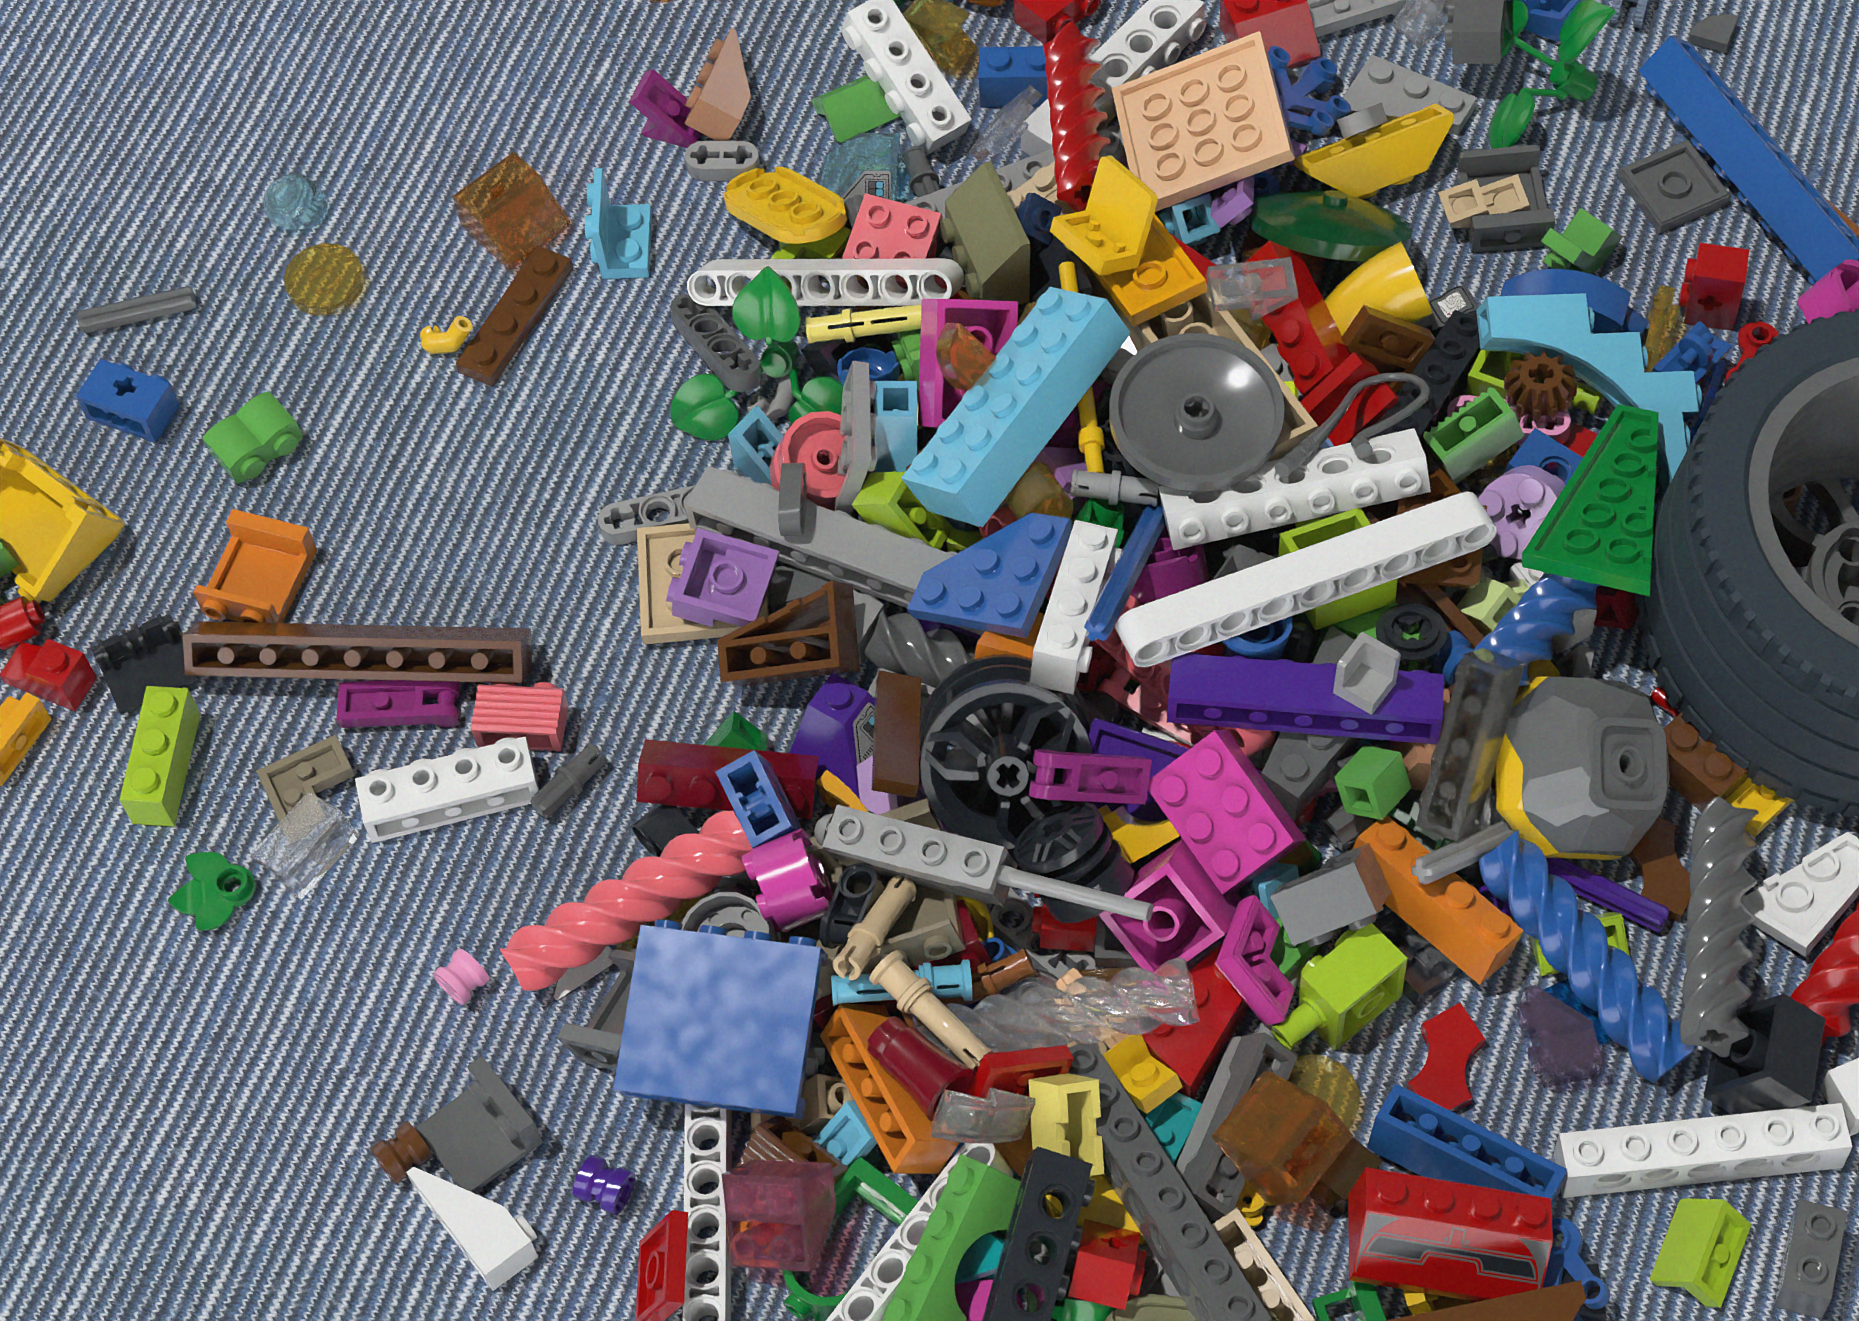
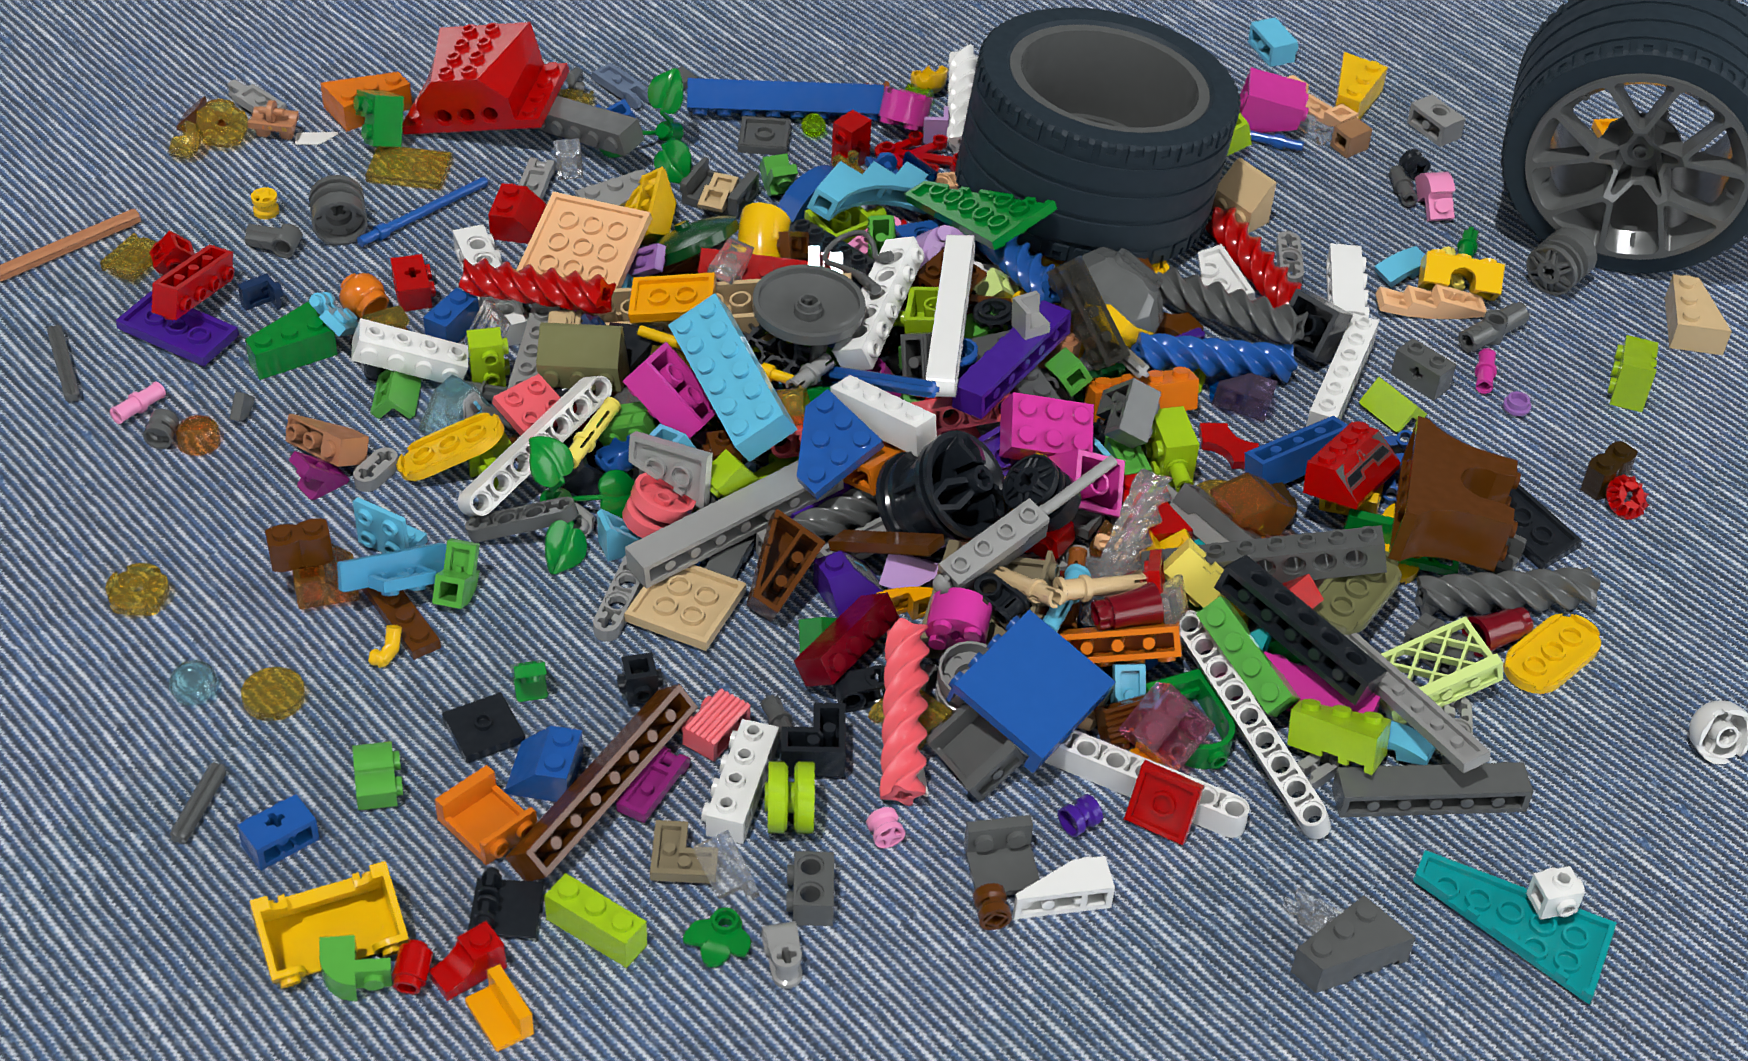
camera: 70 degrees left, 15 degrees down
(219, 962) = (783, 952): none -> light grey piece
(330, 956) = (812, 888): none -> dark grey brick
(363, 588) = (546, 764): none -> blue slope
(390, 495) = (483, 727): none -> black plate
(395, 89) = (146, 601): none -> clear yellow plate
(428, 850) = (790, 797): none -> lime wheel
(483, 491) = (529, 680): none -> green slope
(491, 163) = (299, 545): none -> reddish brown brick
(534, 600) = (639, 678): none -> black brick
(544, 275) = (393, 570): none -> dark azure bracket
(544, 844) = (818, 744): none -> black brick
(585, 341) = (460, 576): none -> bright green brick
(721, 580) = (708, 580): medium lavender plate -> none
(758, 799) = (890, 603): blue brick -> none
(792, 499) = (693, 510): dark grey beam -> none
(957, 144) = (486, 356): none -> lime brick
(961, 356) = (685, 376): clear orange brick -> none
(1091, 777) = (1002, 454): magenta plate -> none
(1115, 222) = (645, 279): yellow bracket -> none
(1248, 964) = (1138, 459): dark pink brick -> none
(1362, 120) = (628, 199): light grey beam -> none
(1540, 386) = (869, 205): reddish brown gear -> none
(1738, 228) = (813, 125): none -> clear neon green plate

